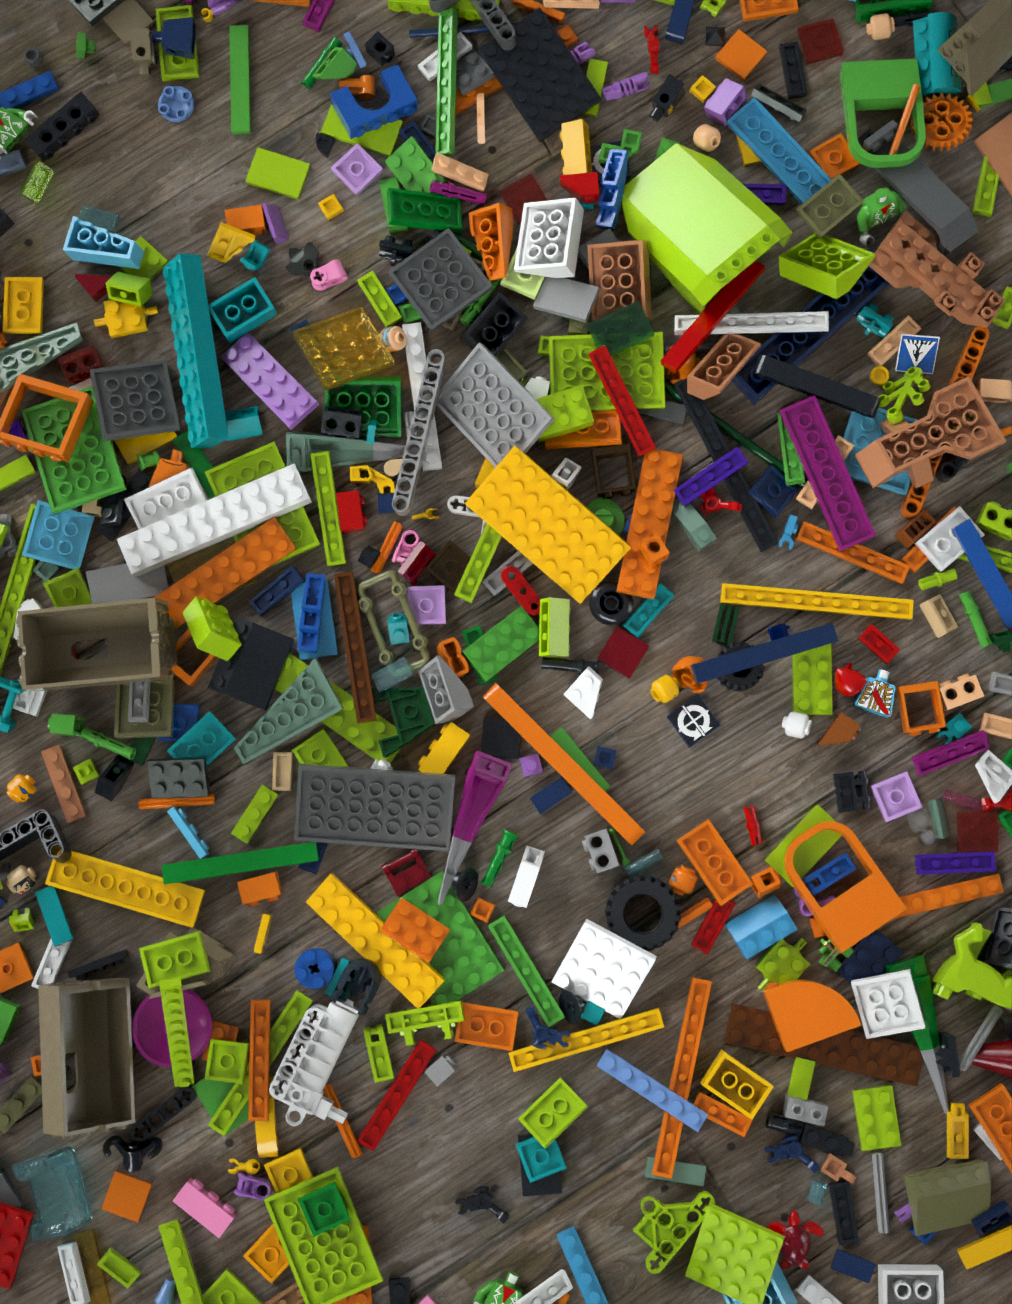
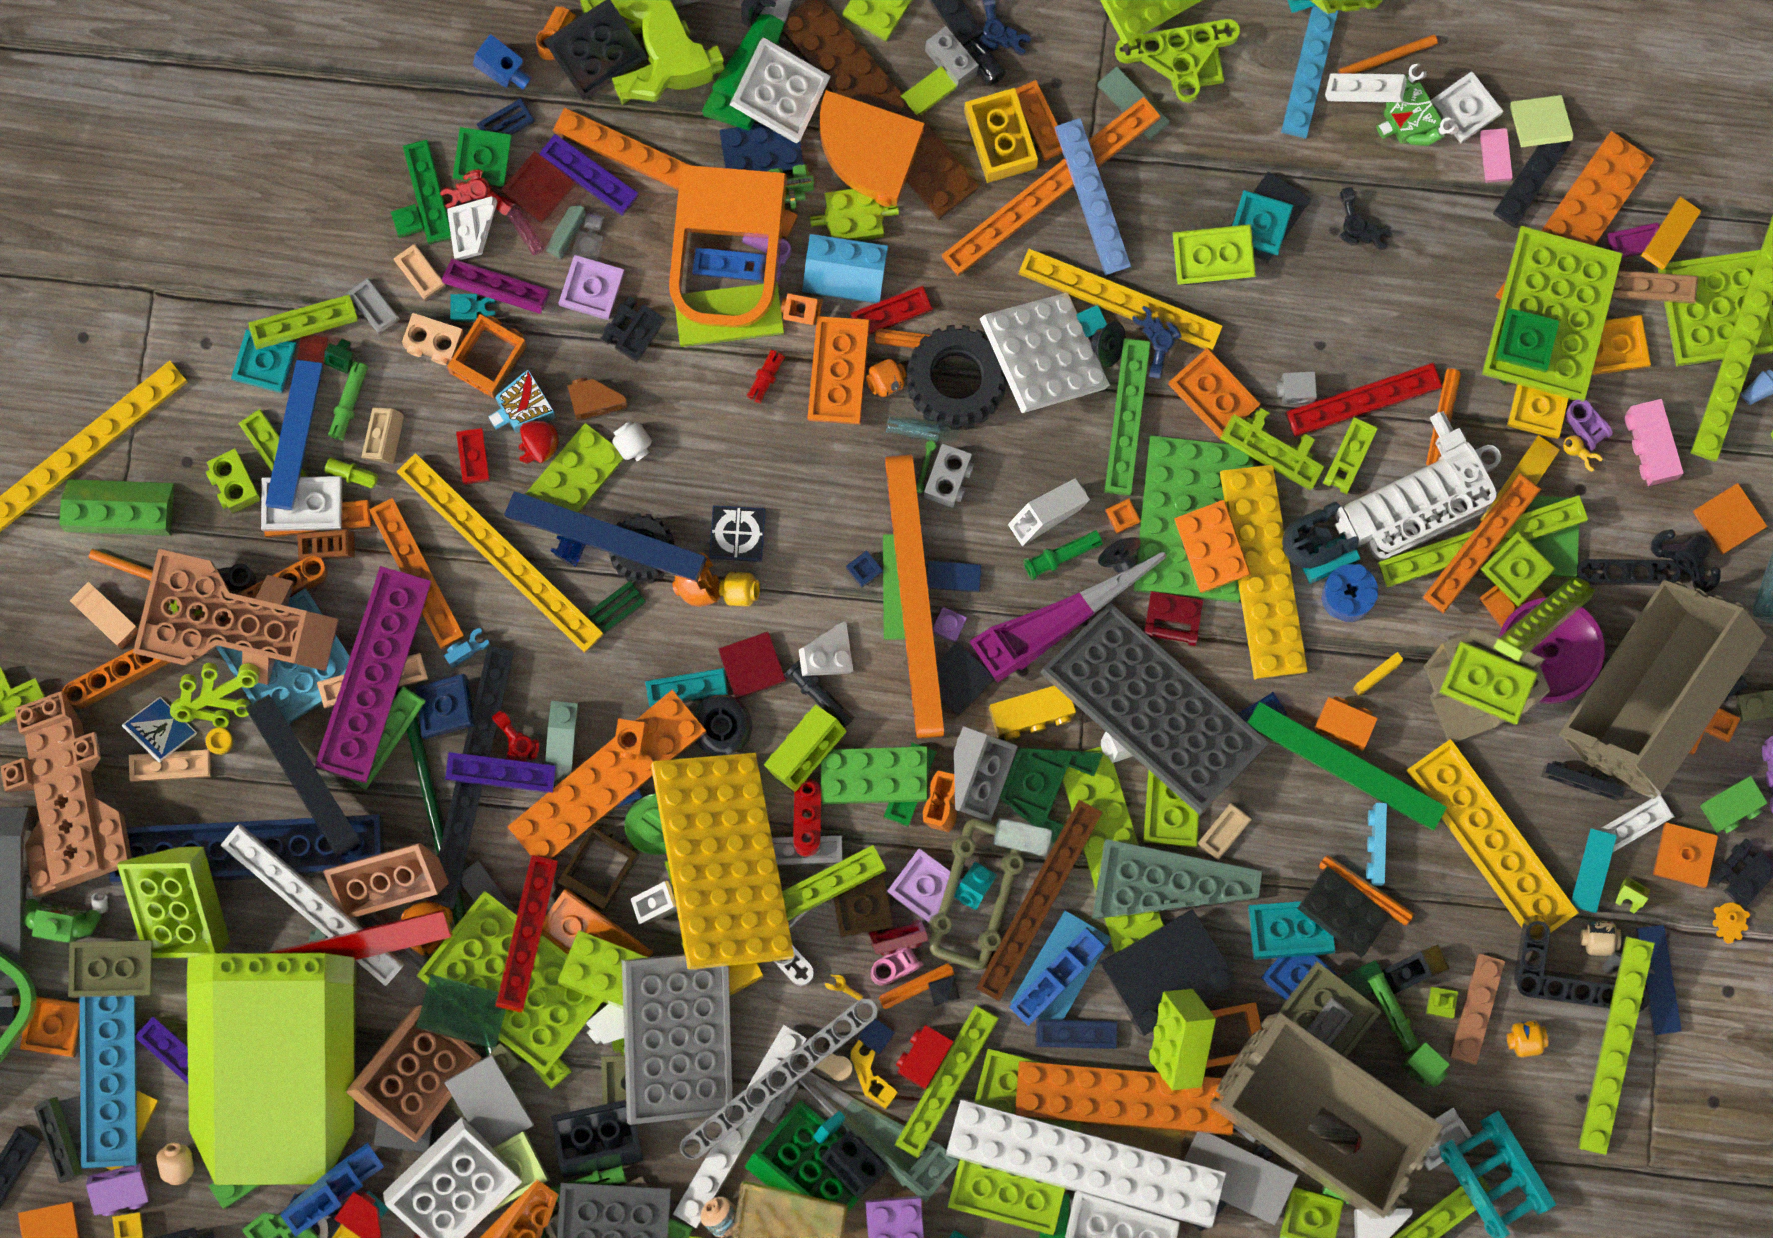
camera: 150 degrees left, 5 degrees down
(254, 814) = (1290, 809): lime plate -> none
(873, 321) = (175, 801): teal hips -> none

